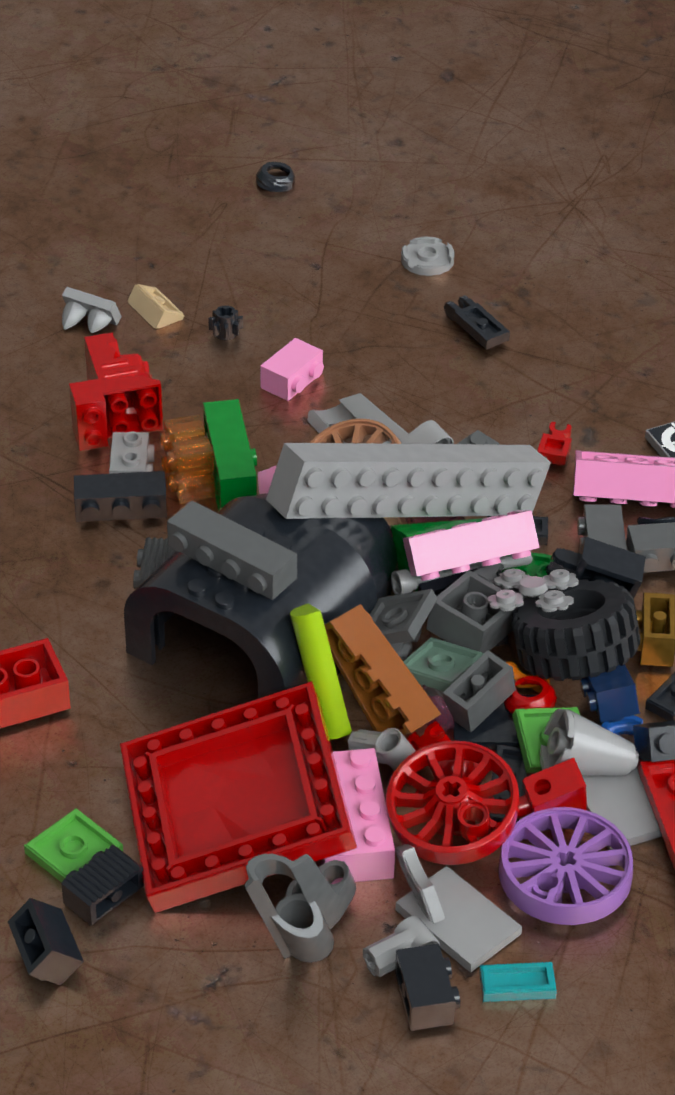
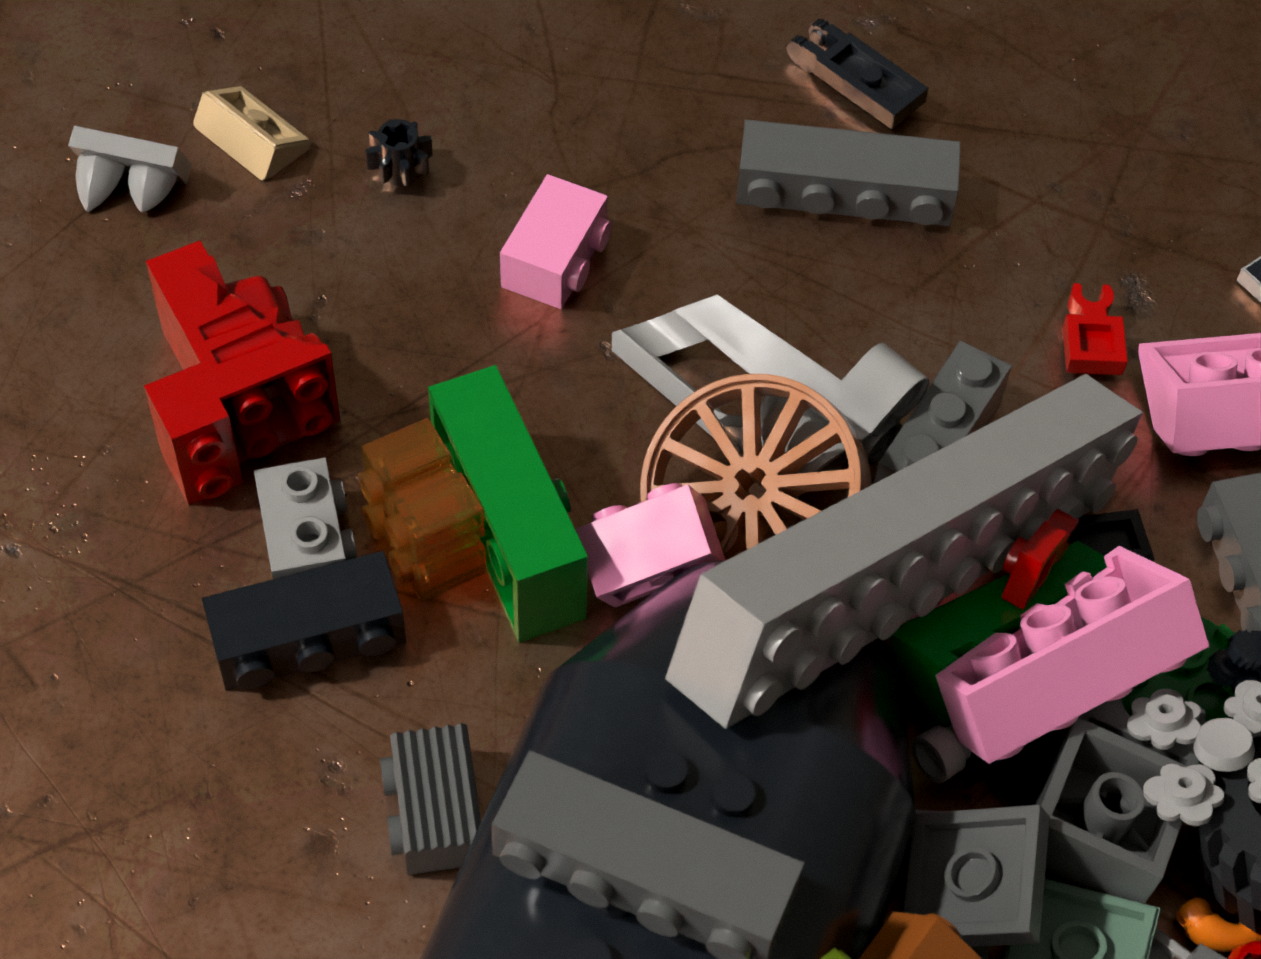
camera: 15 degrees left, 15 degrees up
(453, 361) = (848, 172): none -> dark grey brick
(473, 505) = (1033, 559): none -> red plate

